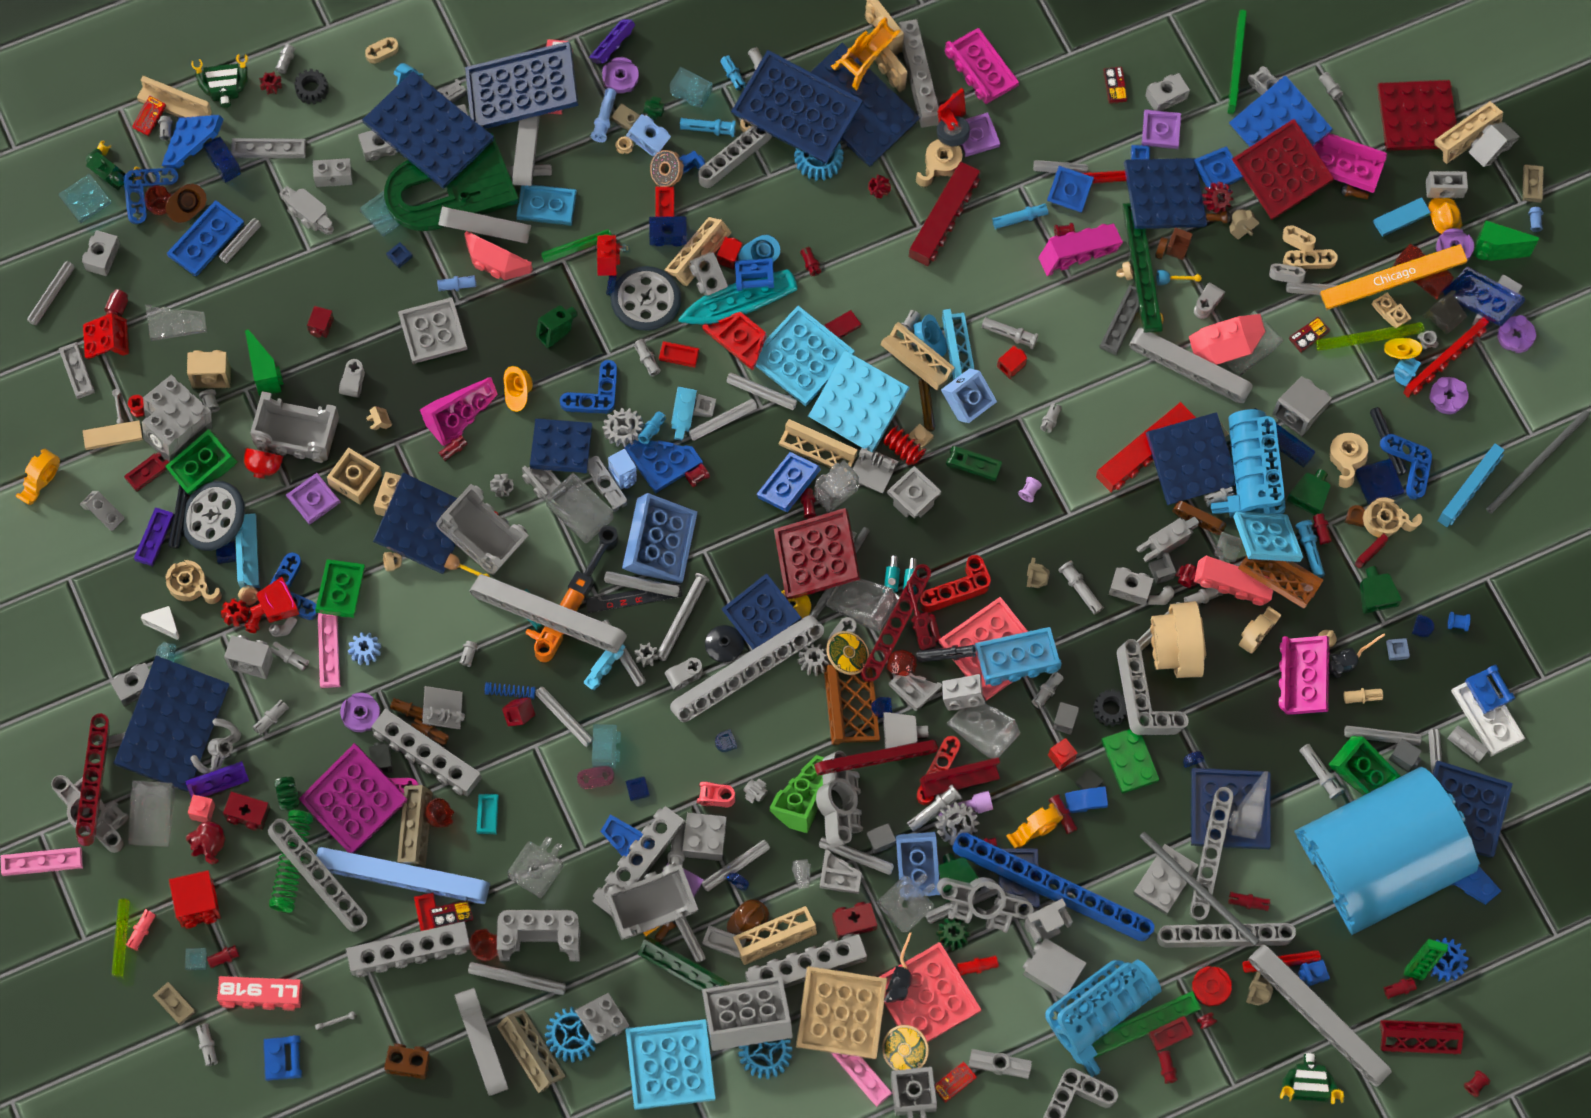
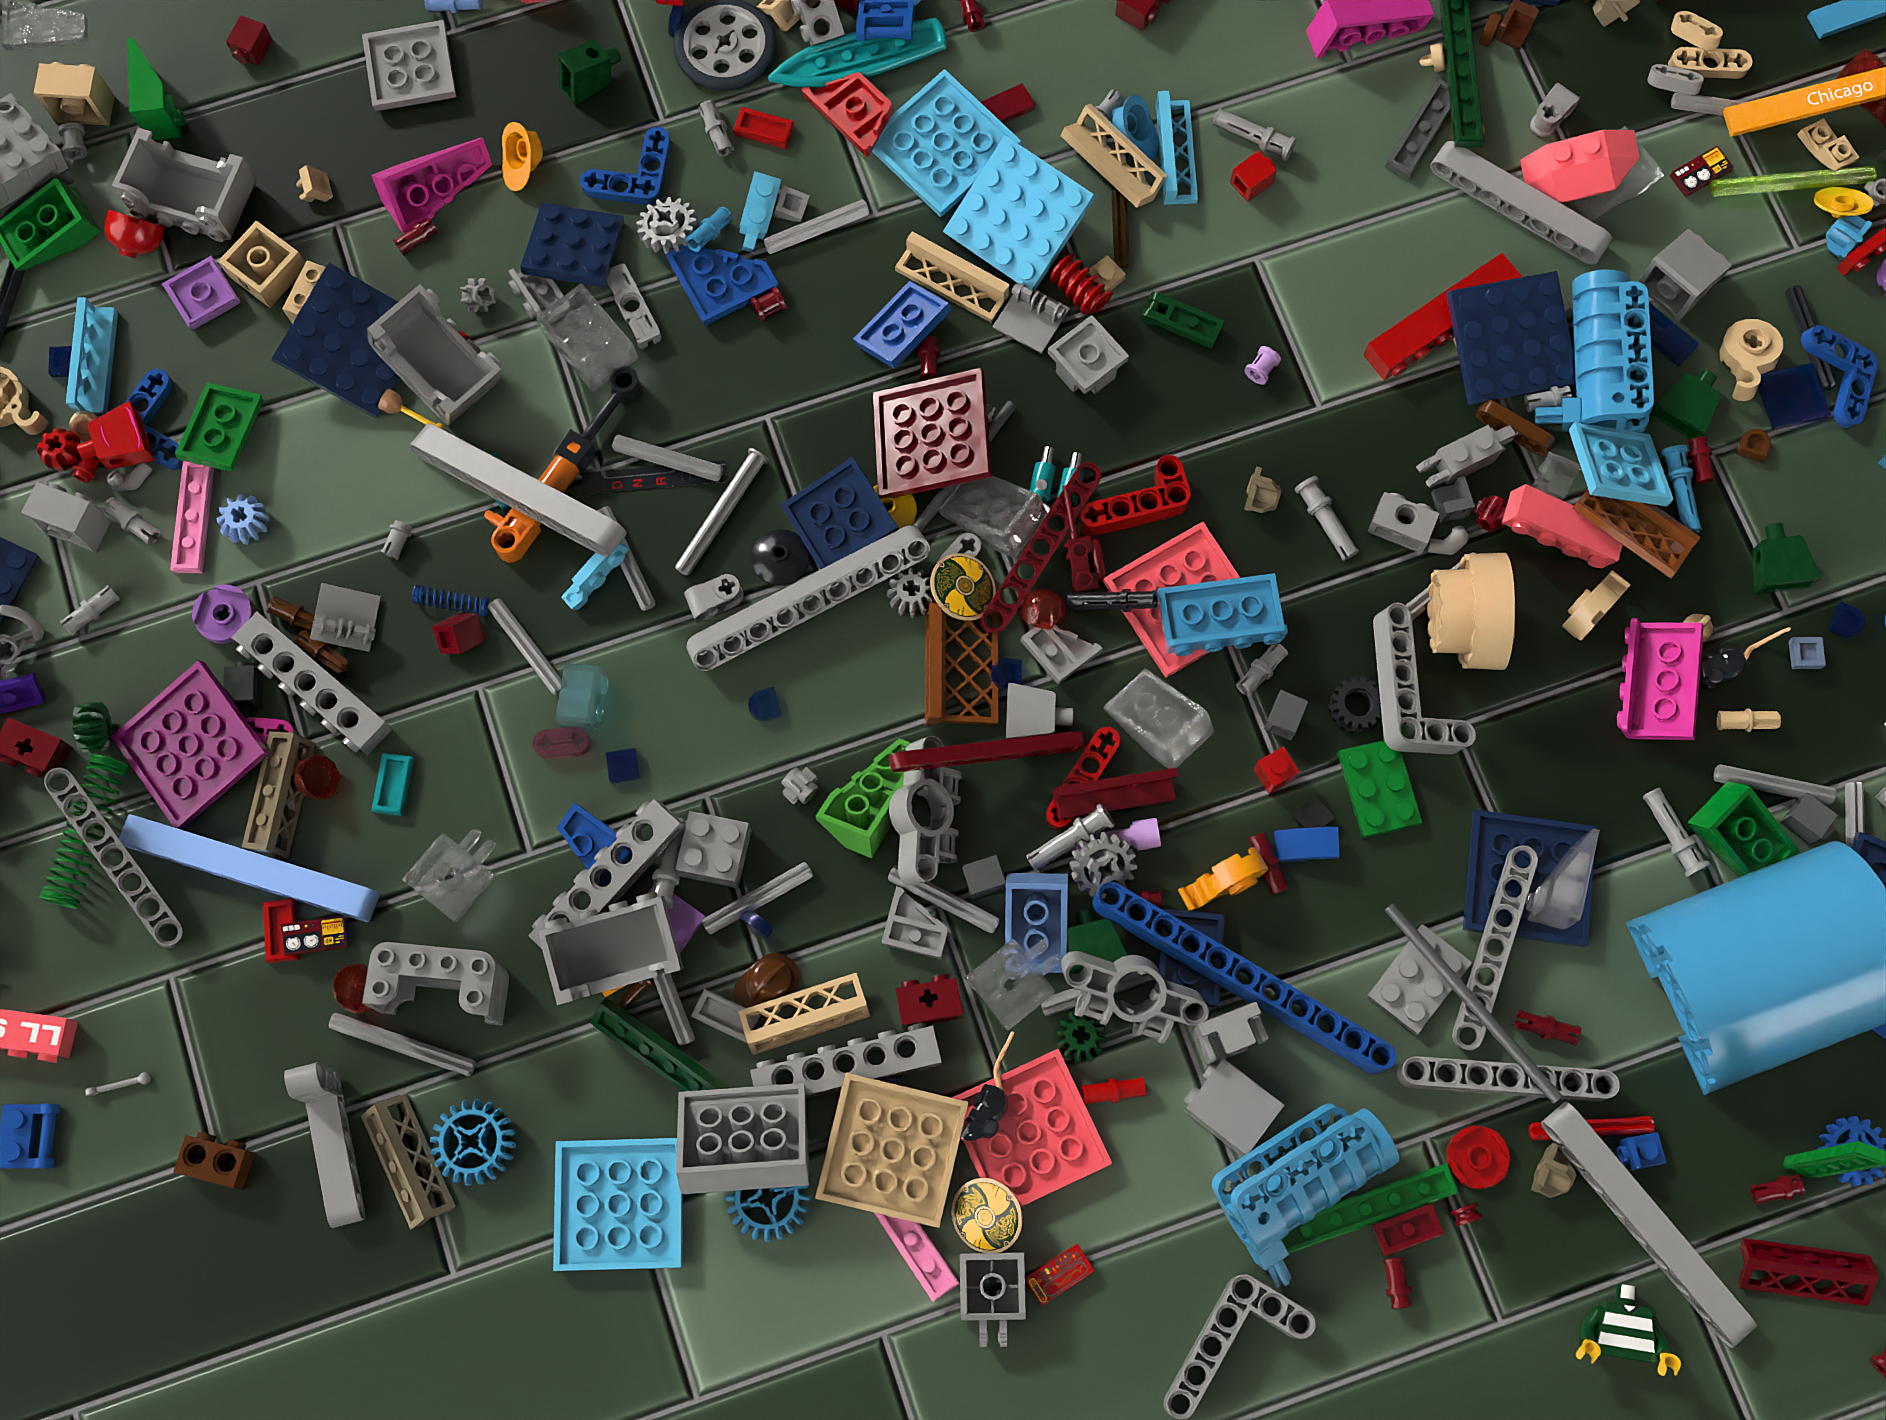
camera: 10 degrees right, 5 degrees up
(235, 513) = (75, 304): wedge -> none
(352, 381) = (283, 125): light grey piece -> none
(389, 561) = (297, 393): tan tile -> none
(417, 940) = (162, 987): light grey brick -> none
(602, 1018) = (520, 1122): light grey hinge -> none
(622, 469) = (657, 285): light blue brick -> none
(649, 659) = (663, 570): light grey gear -> none
(659, 539) = (701, 393): medium blue slope -> none
(714, 795) = (733, 786): coral piece -> none
(761, 391) = (878, 190): light grey axle -> none
(801, 872) = (856, 919): clear cone -> none
(836, 486) = (972, 335): clear hinge -> none
(963, 692) = (1132, 662): light grey bracket -> none
(968, 395) = (1184, 218): light blue brick -> none
(1013, 1066) = (1154, 1259): light grey piece -> none
(1049, 420) = (1301, 266): light grey pin -> none
(1164, 277) = (1490, 71): hinge -> none
(1193, 758) = (1477, 795): clear blue tile -> none
(1203, 596) = (1513, 545): light grey pin -> none
(1371, 551) = (1776, 500): dark red tile -> none
(1394, 518) = (1801, 452): tan piece -> none

